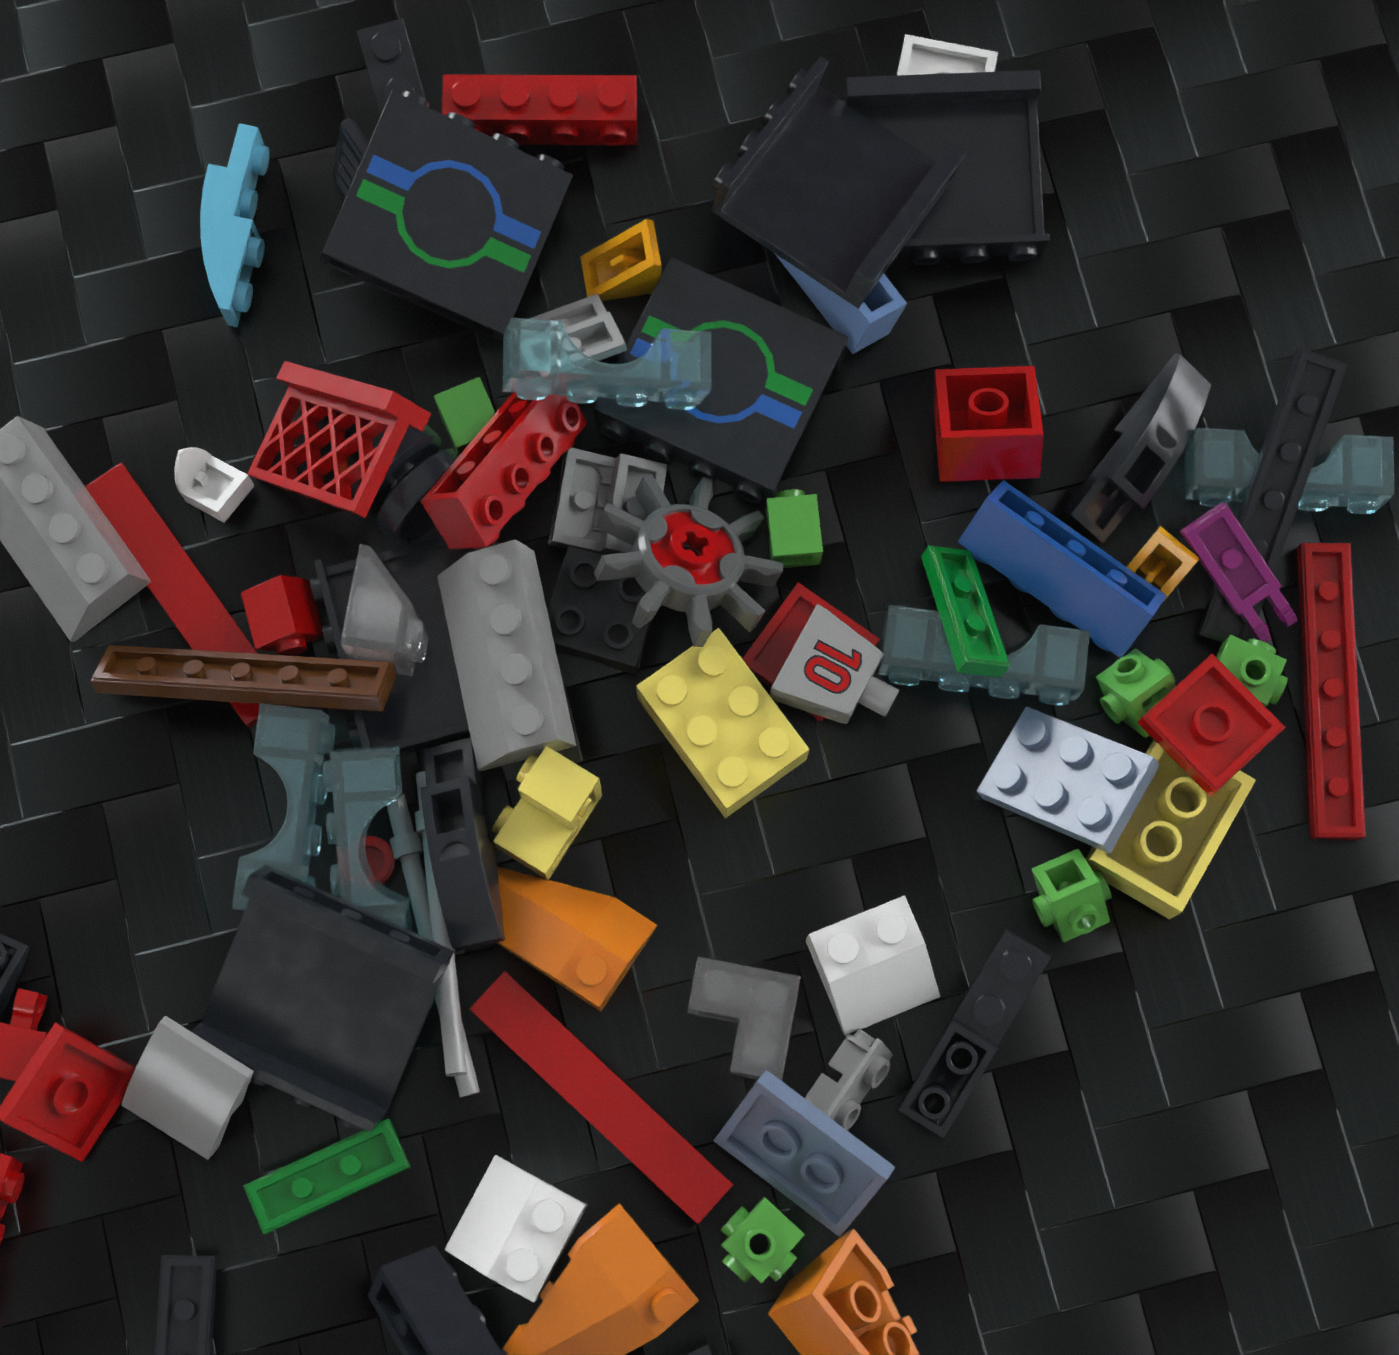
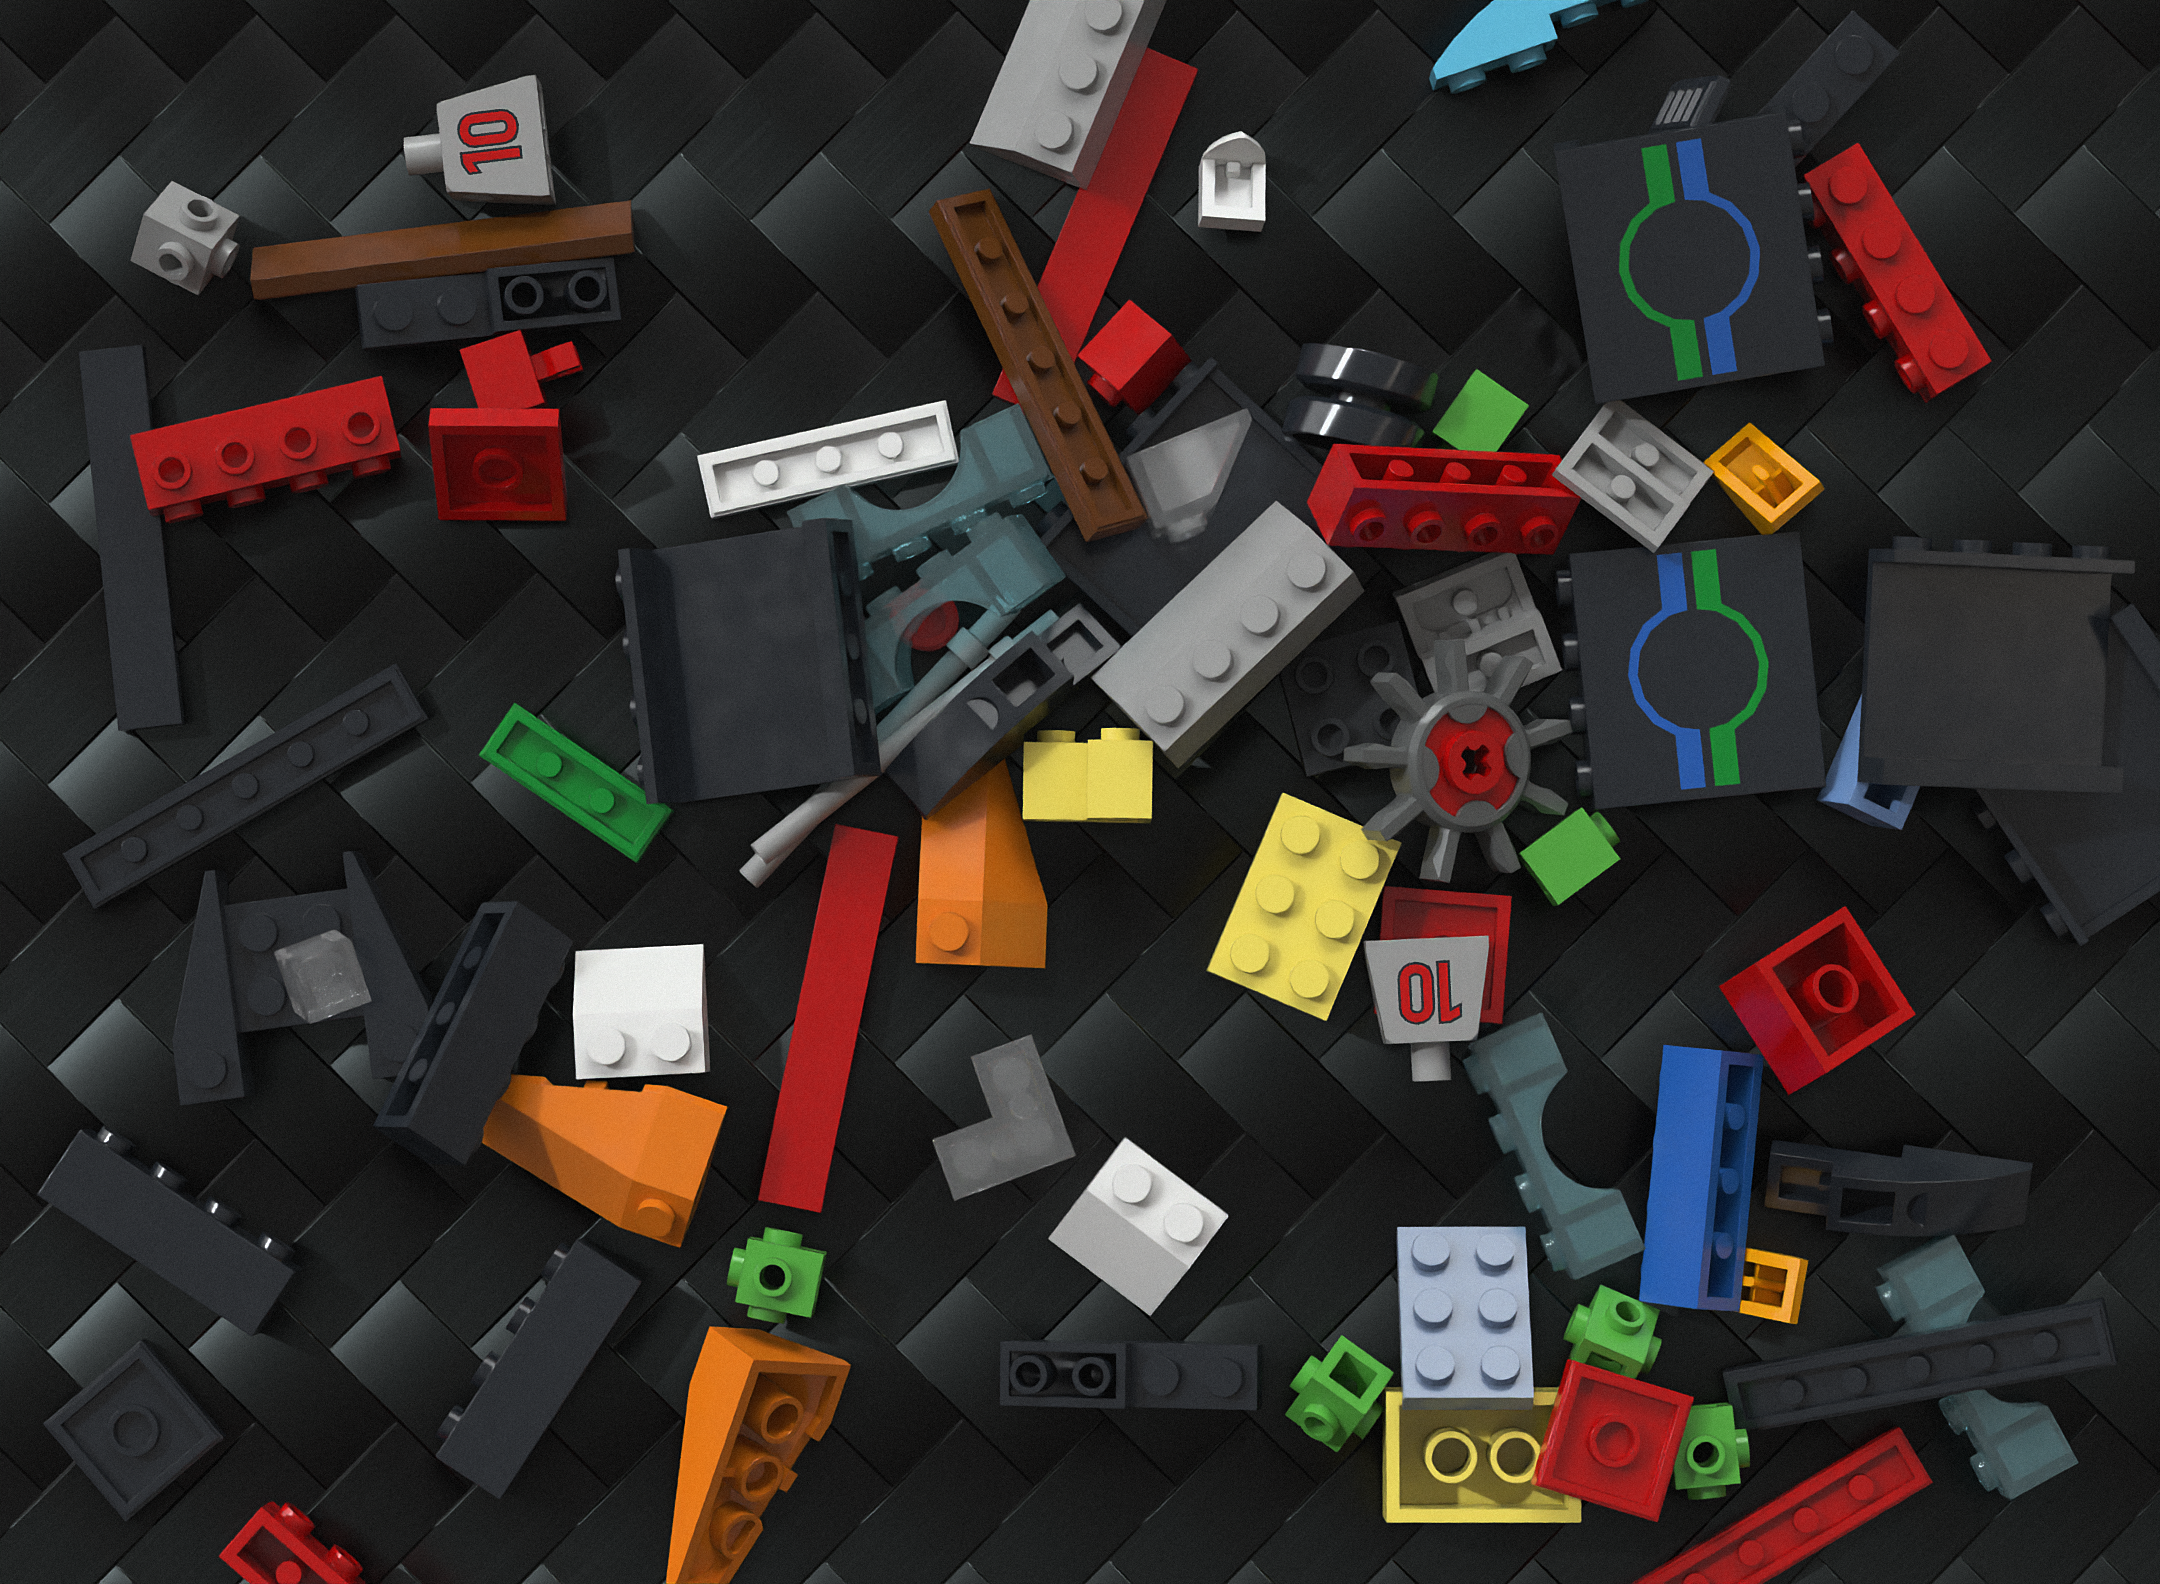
camera: 65 degrees right, 10 degrees up
(186, 1087) = (576, 582): light grey slope -> none
(212, 873) = (828, 458): none -> white tile
(345, 404) = (1405, 303): red fence -> none
(545, 361) = (1577, 475): clear light blue arch -> none
(804, 1153) = (894, 1267): sand blue plate -> none
(862, 1065) = (973, 1273): light grey hinge -> none
(965, 612) = (1585, 1099): green tile -> none
(1237, 568) = (1812, 1370): magenta hinge -> none

